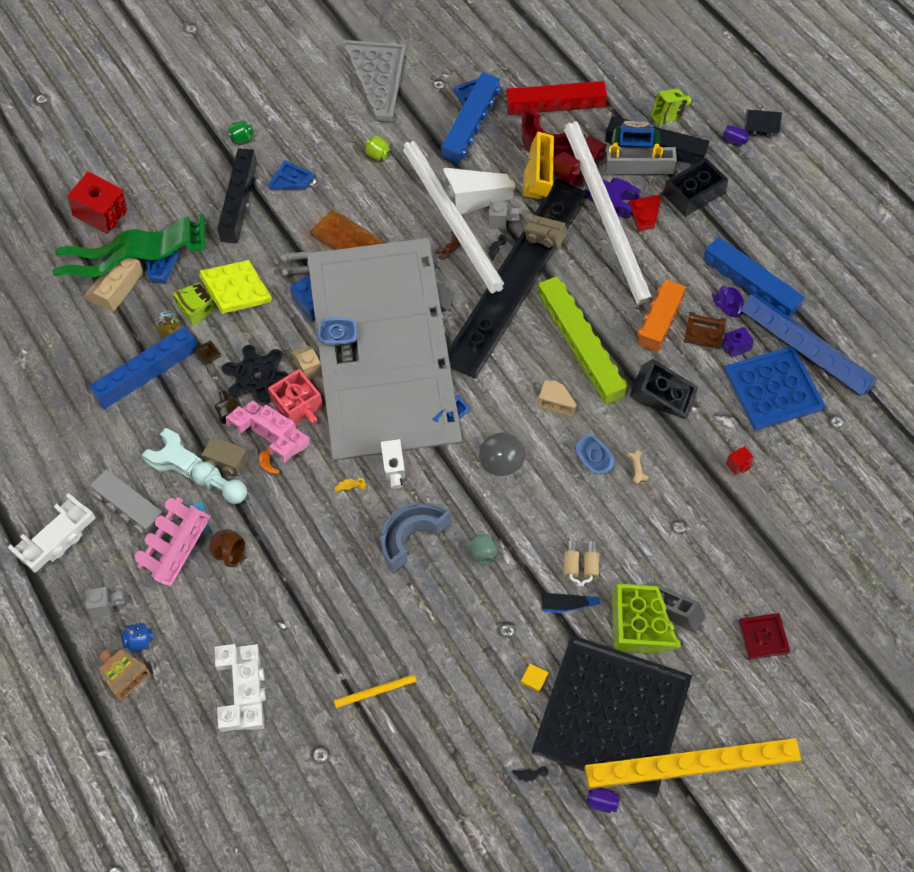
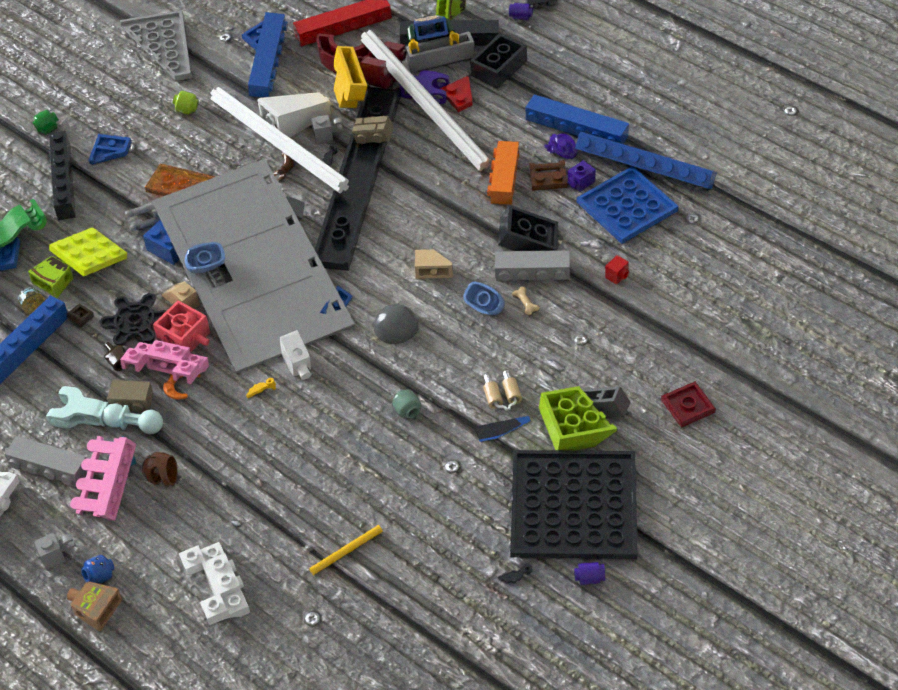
camera: 15 degrees left, 10 degrees down
(406, 521) = (329, 398): sand blue brick -> none
(534, 678) = (491, 496): yellow tile -> none
(582, 341) = (437, 211): lime brick -> none
(656, 430) = (532, 265): none -> light grey brick
(692, 763) = (658, 520): yellow plate -> none

